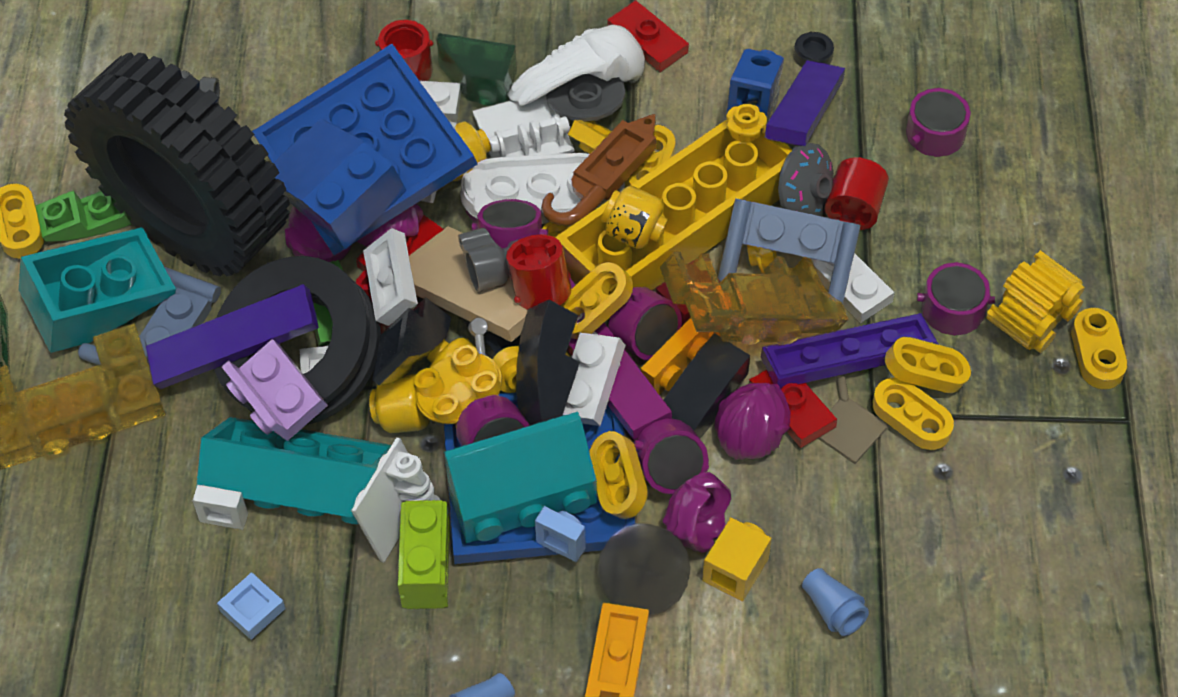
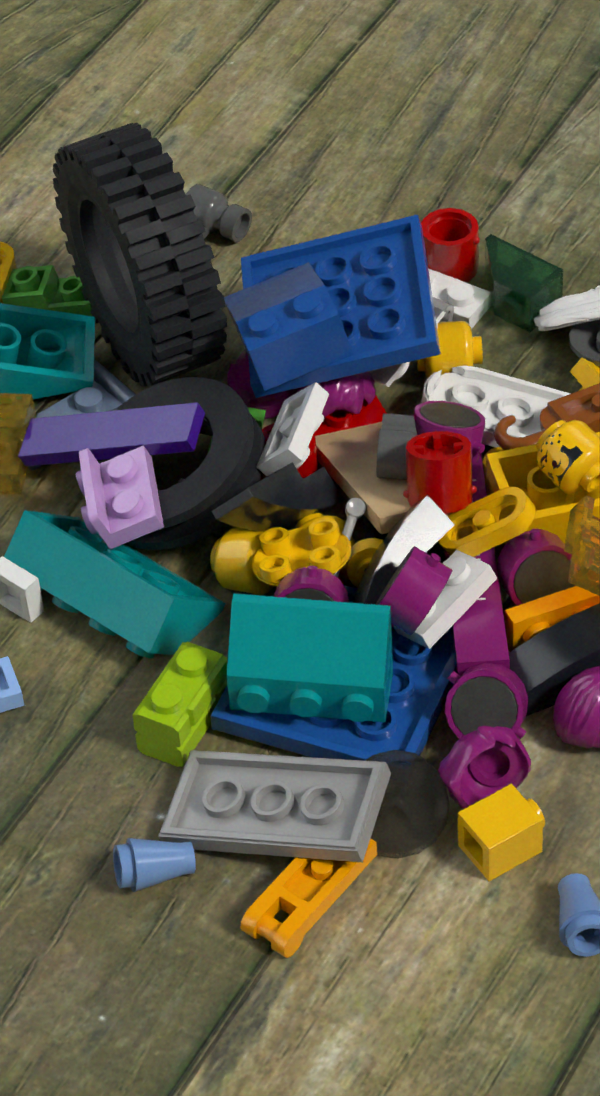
camera: 30 degrees right, 10 degrees down
(379, 504) = (163, 625): white hinge -> none
(524, 129) = (531, 354): white hinge -> none
(552, 613) = (277, 805): none -> light grey tile
(560, 533) = (323, 728): light blue plate -> none
(582, 386) = (414, 589): none -> magenta piece
(618, 478) = (416, 699): yellow plate -> none

